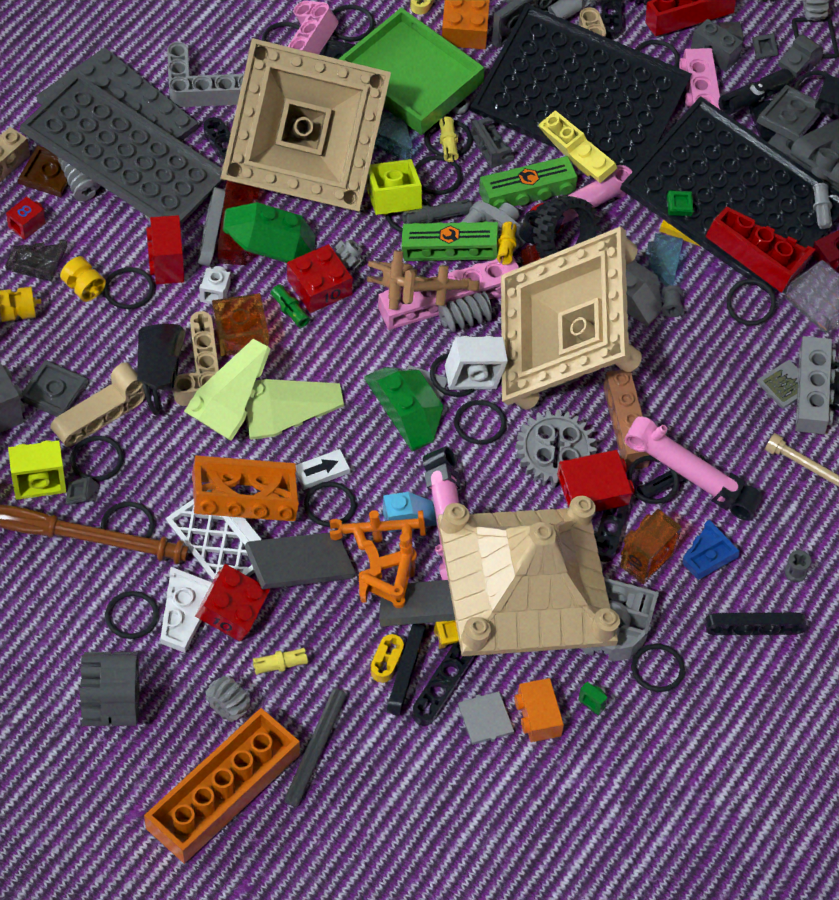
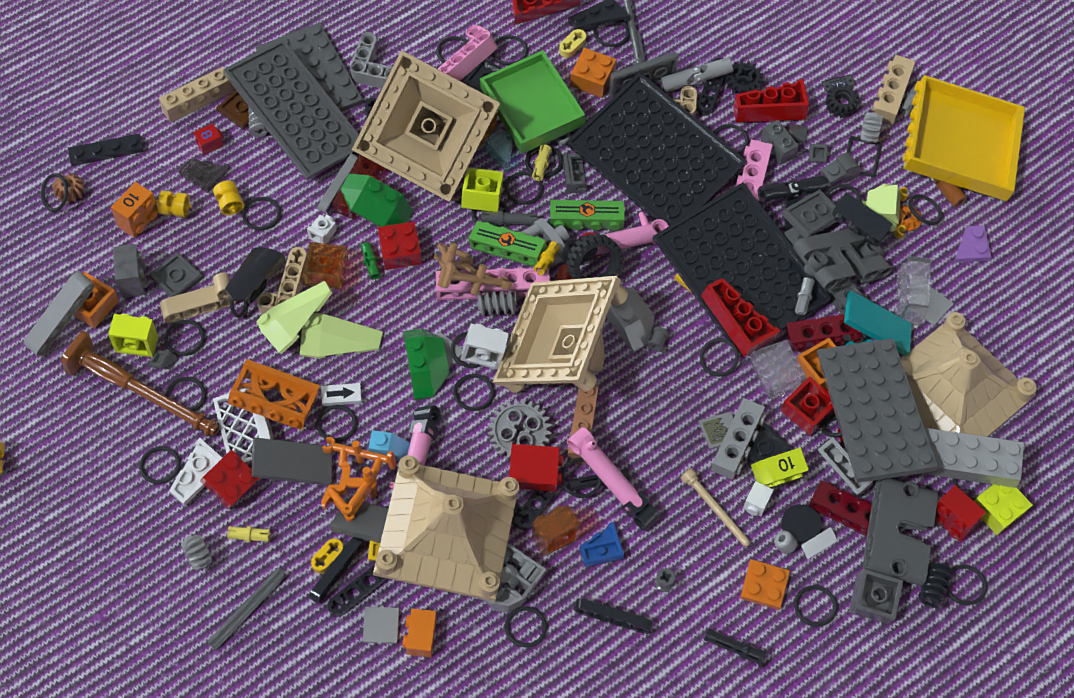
camera: 20 degrees right, 5 degrees up
(110, 689) = (117, 522): dark grey piece -> none
(165, 249) = (295, 192): red brick -> none
(222, 785) = (164, 617): orange brick -> none
(349, 253) = (428, 232): light grey gear -> none
(577, 148) = (632, 196): light yellow slope -> none
(593, 698) = (465, 635): green plate -> none
(664, 257) = (667, 302): clear light blue slope -> none
(680, 203) = (692, 263): green tile -> none

